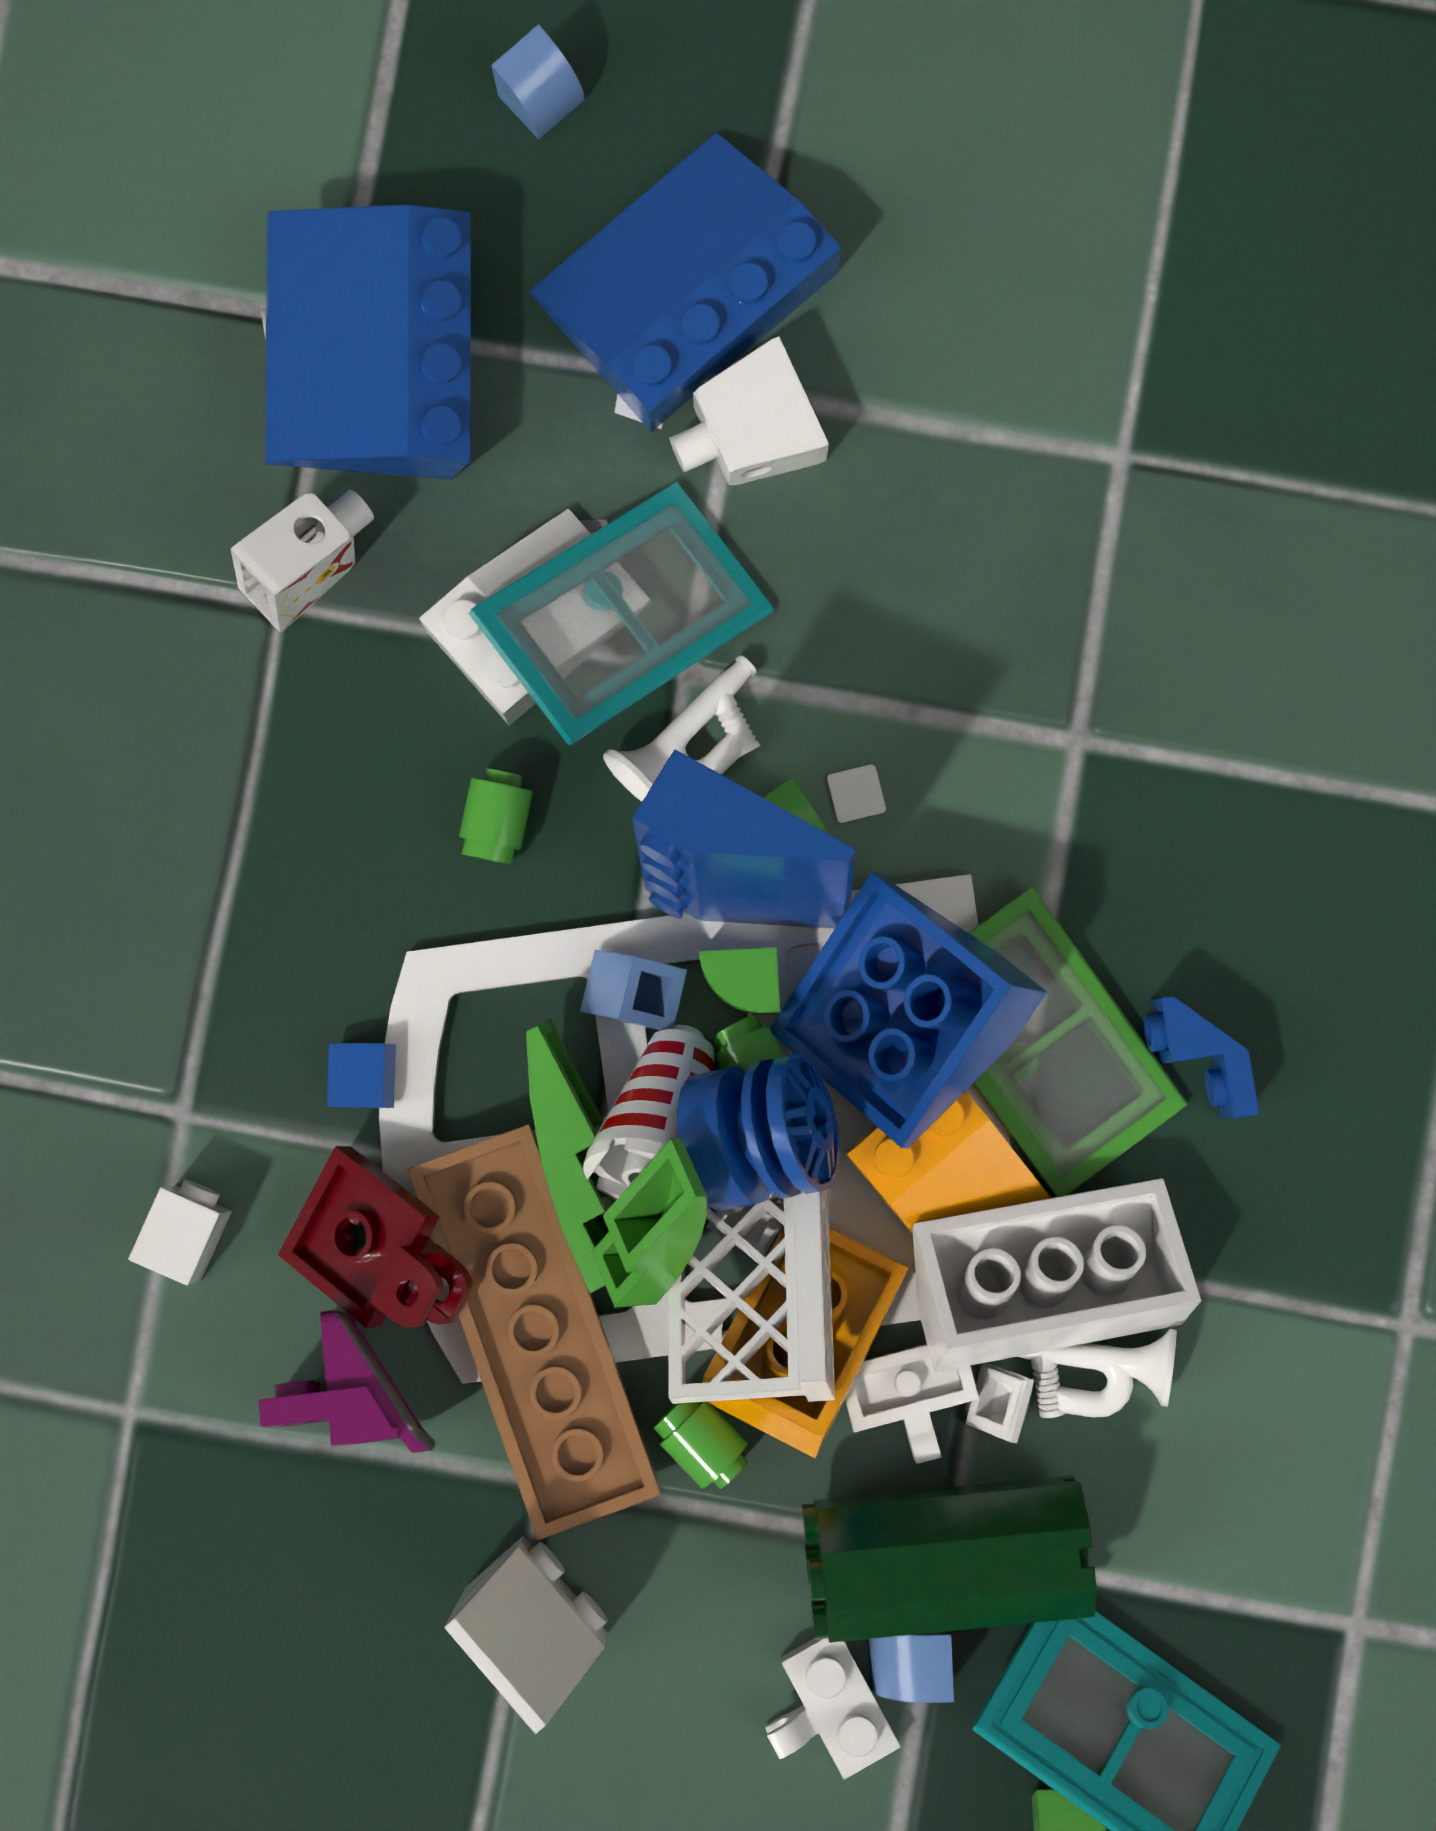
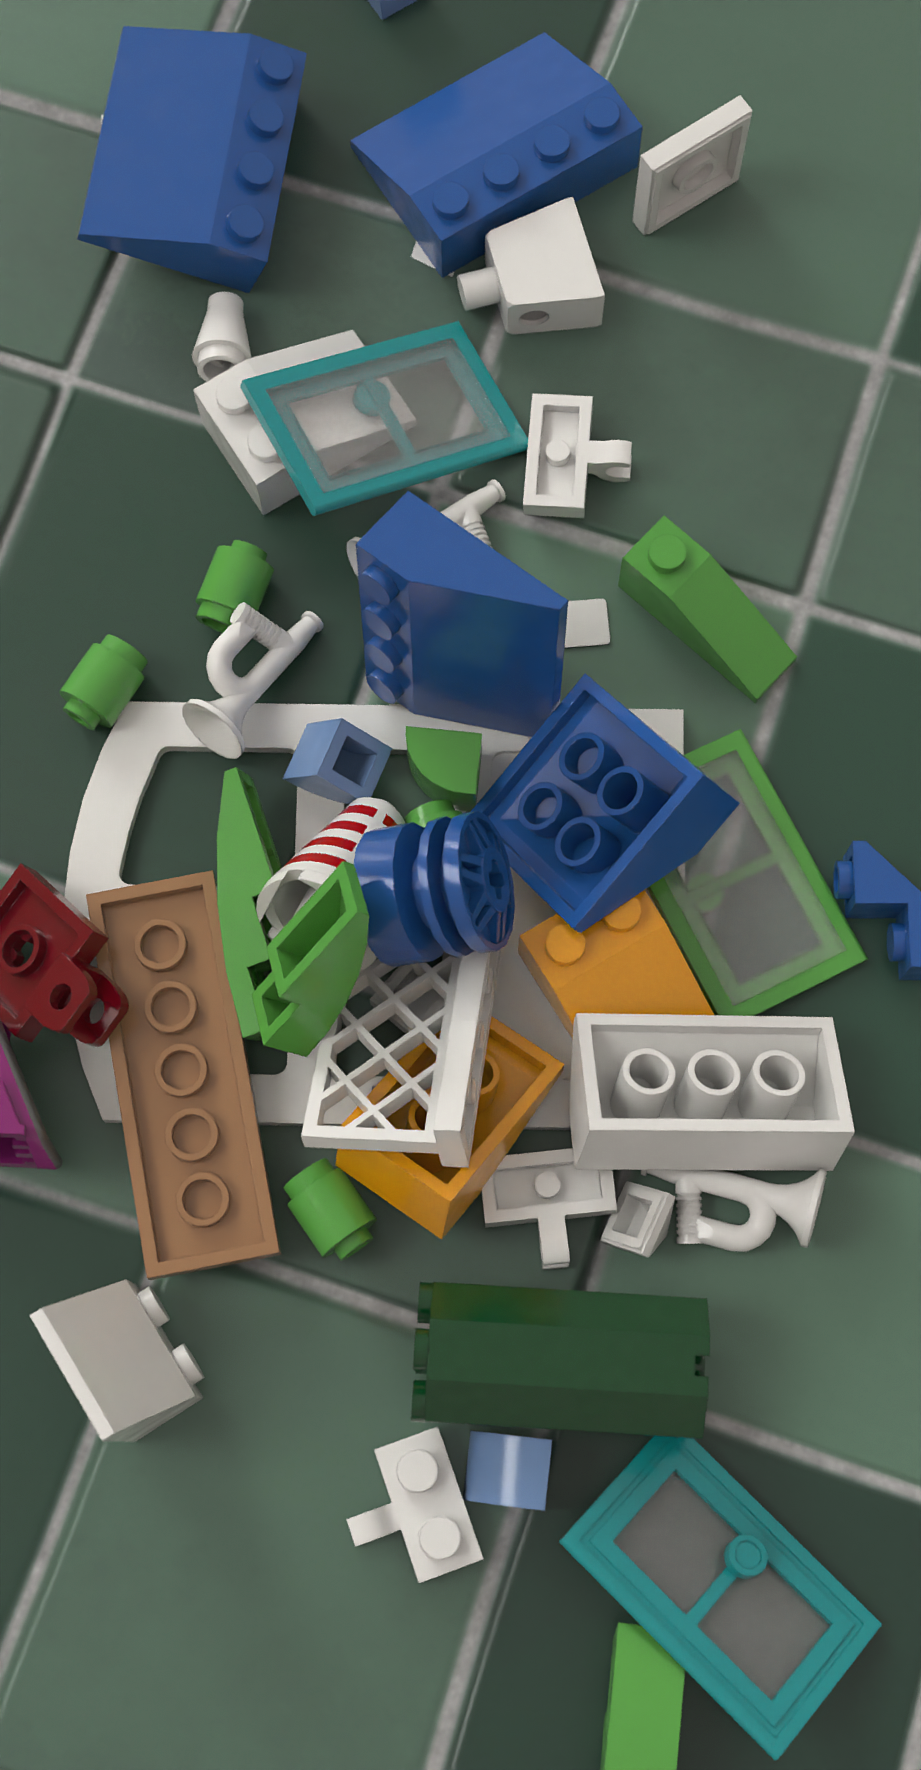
camera: 10 degrees right, 10 degrees down
(299, 555) = (91, 326): white torso -> none
(361, 1075) = (60, 807): blue tile -> none
(380, 940) = (103, 682): none -> bright green brick
(435, 547) = (222, 336): none -> white cone
(510, 963) = (220, 721): none -> white piece
(809, 620) = (564, 456): none -> white plate
(899, 282) = (691, 166): none -> white tile
(980, 768) = (704, 608): none -> bright green slope

